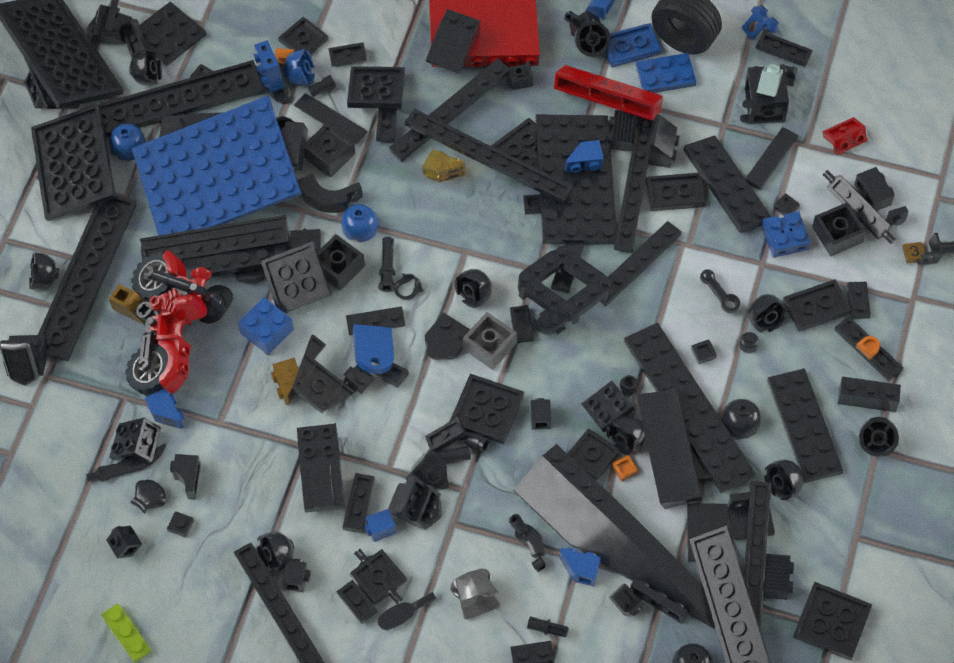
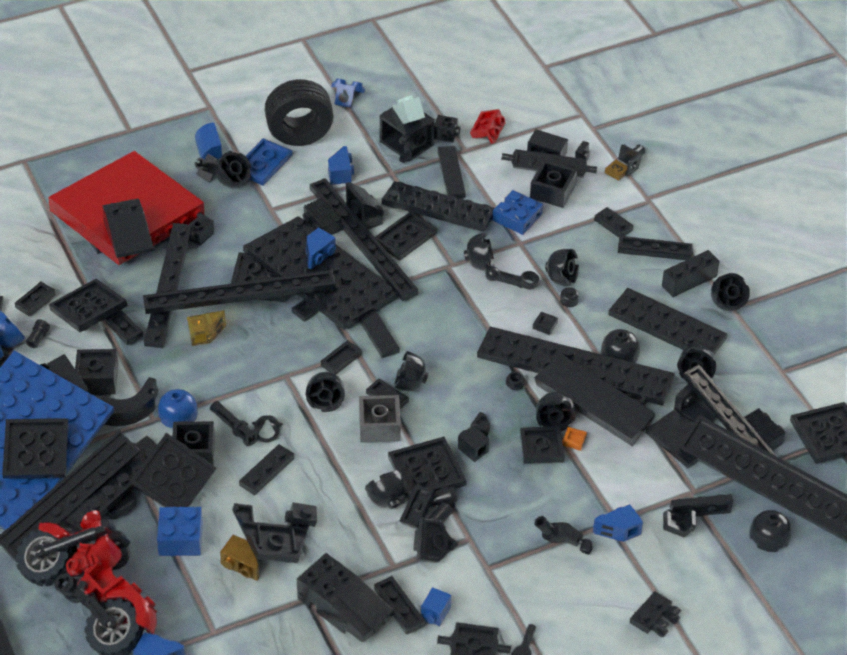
camera: 45 degrees left, 15 degrees down
(126, 302) = (39, 594): pearl gold slope -> none
(218, 187) = (35, 448): none -> black plate
(327, 115) = (49, 353): black piece -> none
(373, 345) = (290, 485): blue tile -> none
(395, 375) = (324, 495): black plate -> none
(416, 503) = (445, 570): black piece -> none
(437, 406) = (388, 490): none -> black cylinder
(445, 338) = (339, 443): black plate -> none
(475, 593) = (562, 599): flat silver piece -> none
(515, 265) = (341, 357): none -> black tile
(547, 627) = (641, 584): black axle -> none
(558, 260) = (424, 351): black plate -> none
(567, 402) = (481, 423): none -> black tile
(599, 524) = (598, 485): black wedge -> none
(607, 405) = (518, 403): black plate -> none
(608, 92) = (286, 196): red brick -> none
(641, 259) = (429, 300): black plate -> none
(666, 73) = (308, 165): blue plate -> none
(682, 92) = (339, 167): none -> blue slope
(714, 251) = (479, 252): none -> black cylinder
(784, 49) = (381, 98): black plate -> none
(786, 205) = (495, 195): black tile -> none
(804, 114) = (446, 128): none -> black brick
(817, 305) = (592, 241): black plate -> none
(869, 346) = (656, 244): orange tile -> none

